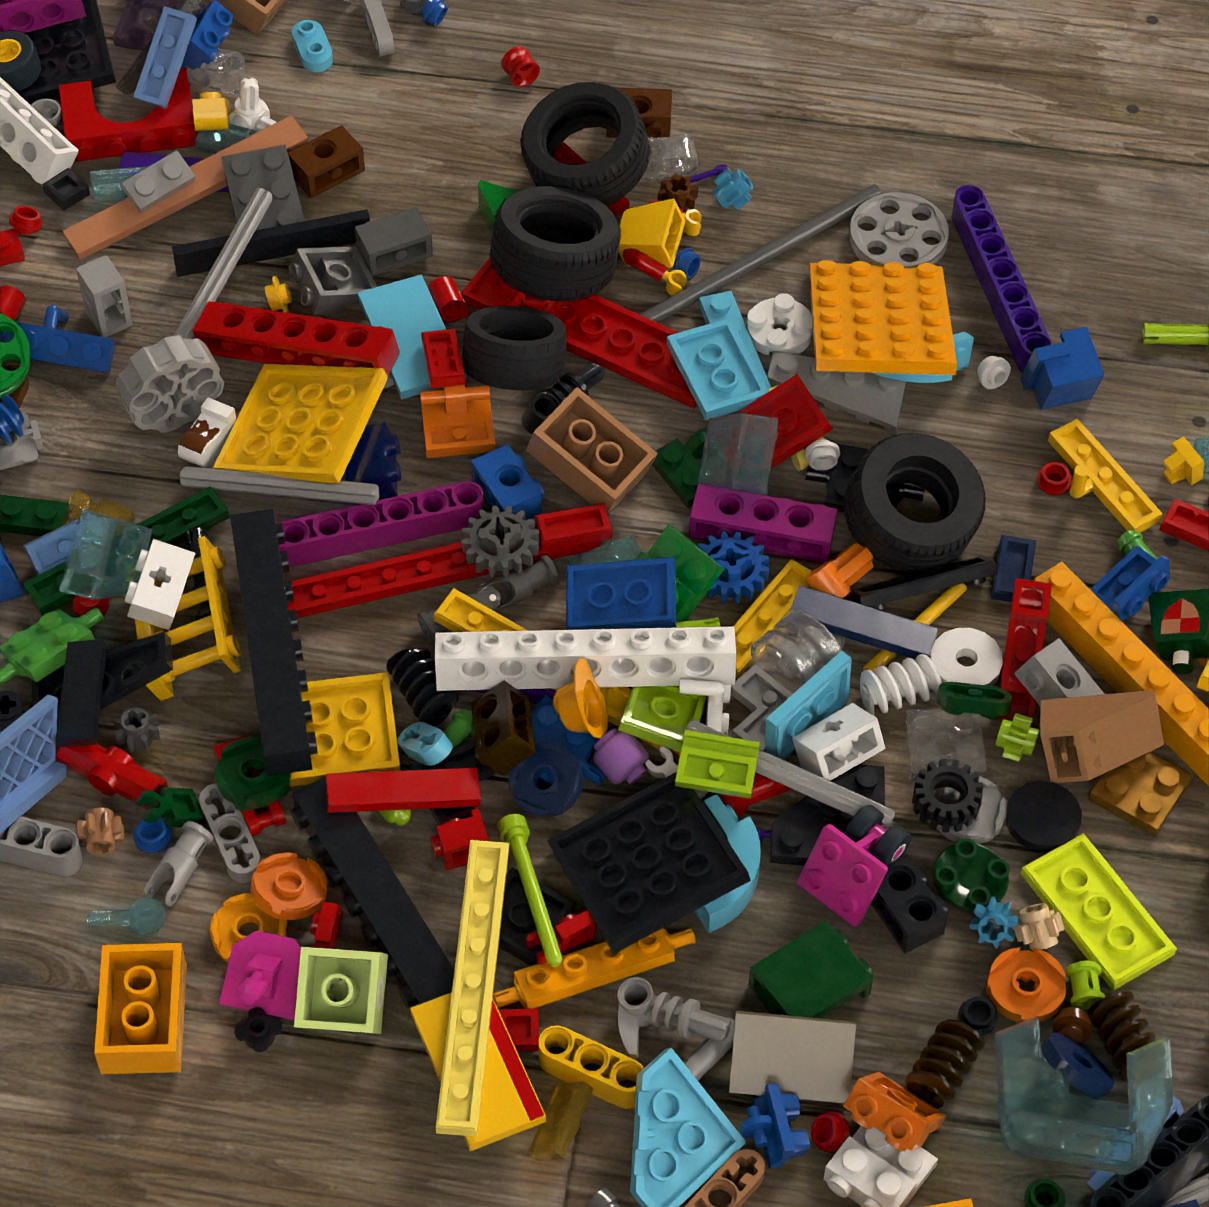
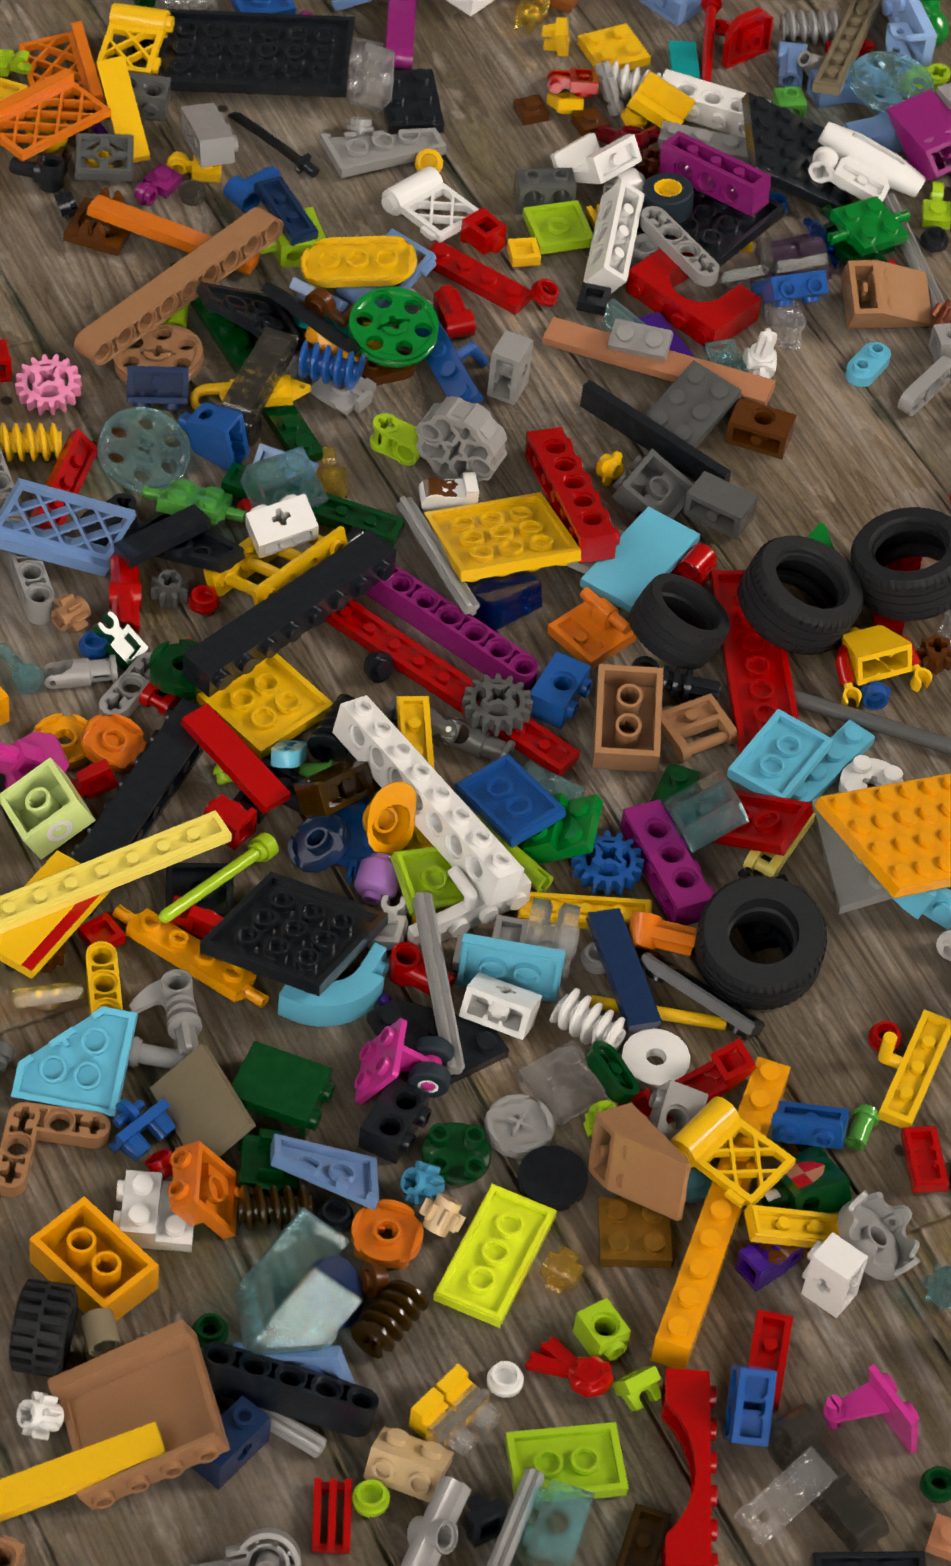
camera: 50 degrees right, 5 degrees down
(75, 82) = (701, 267): none -> light grey beam
(109, 434) = (396, 441): none -> lime piece
(165, 57) = (744, 274): medium blue plate -> none
(170, 708) = (203, 600): none -> red plate
(211, 112) = (734, 333): yellow plate -> none
(226, 260) = (599, 417): light grey axle -> none
(368, 611) = (378, 666): none -> black plate
(442, 358) = (626, 582): red plate -> none
(573, 526) = (554, 745): red tile -> none
(616, 396) = (694, 718): none -> medium nougat plate
(717, 764) = (403, 926): lime plate -> none
(822, 454) = (760, 864): white plate -> none
(887, 1039) = (256, 1166): none -> dark green piece
(933, 988) = (328, 1167): none -> medium blue wing
(954, 778) = (504, 1113): black tyre -> none
(1013, 562) = (781, 1047): dark blue tile -> none
(1084, 984) = (418, 1270): lime bush -> none
(1105, 661) = (712, 1131): none -> yellow piece
(1156, 866) = (562, 1270): none -> clear yellow gear

